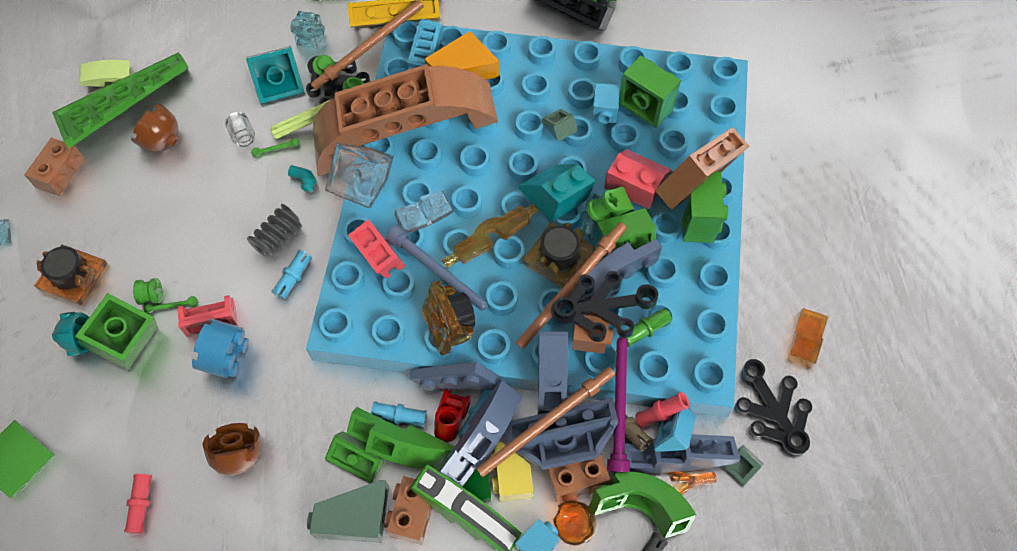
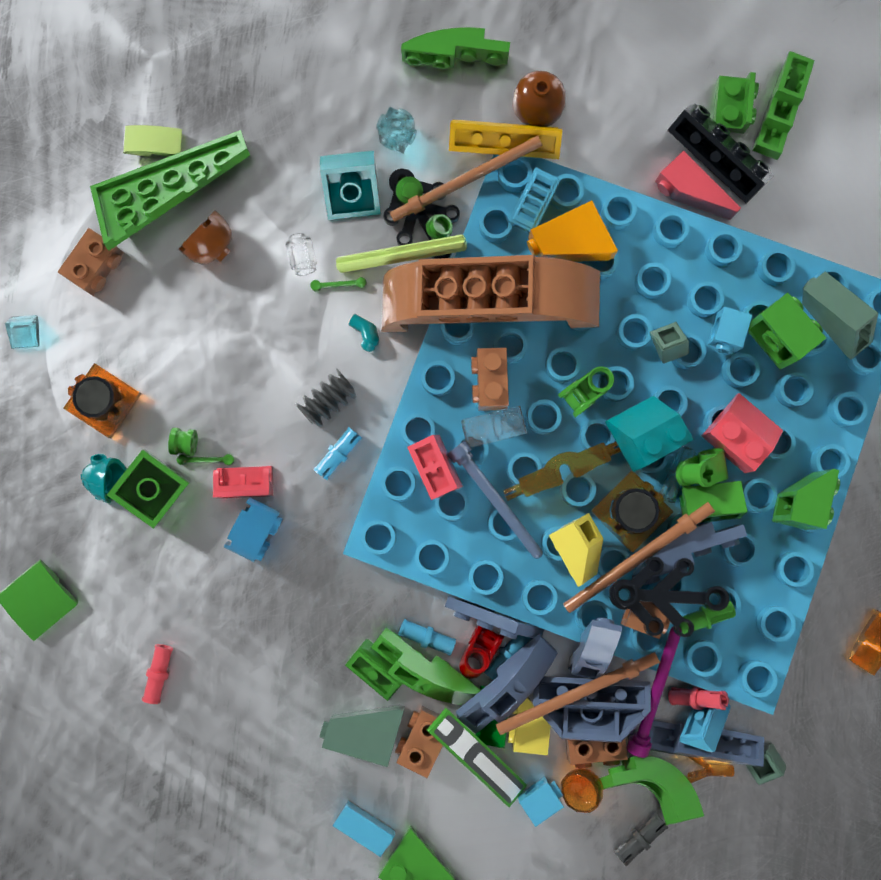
camera: 15 degrees right, 20 degrees up
(232, 449) = (256, 642): dark orange cylinder -> none
(358, 173) = (430, 365): clear slope -> none
(414, 173) = (492, 379): none -> nougat brick
(451, 320) = (499, 567): clear orange piece -> none
(494, 169) = (586, 391): none -> bright green piece
(518, 287) = (579, 547): none -> light yellow slope
(553, 24) = (692, 186): none -> coral slope
(635, 433) = (663, 709): dark tan pin -> none
(698, 75) = (840, 314): none -> sand green slope
(700, 166) = (819, 461): nougat window -> none
(776, 411) = (817, 717): black plant -> none

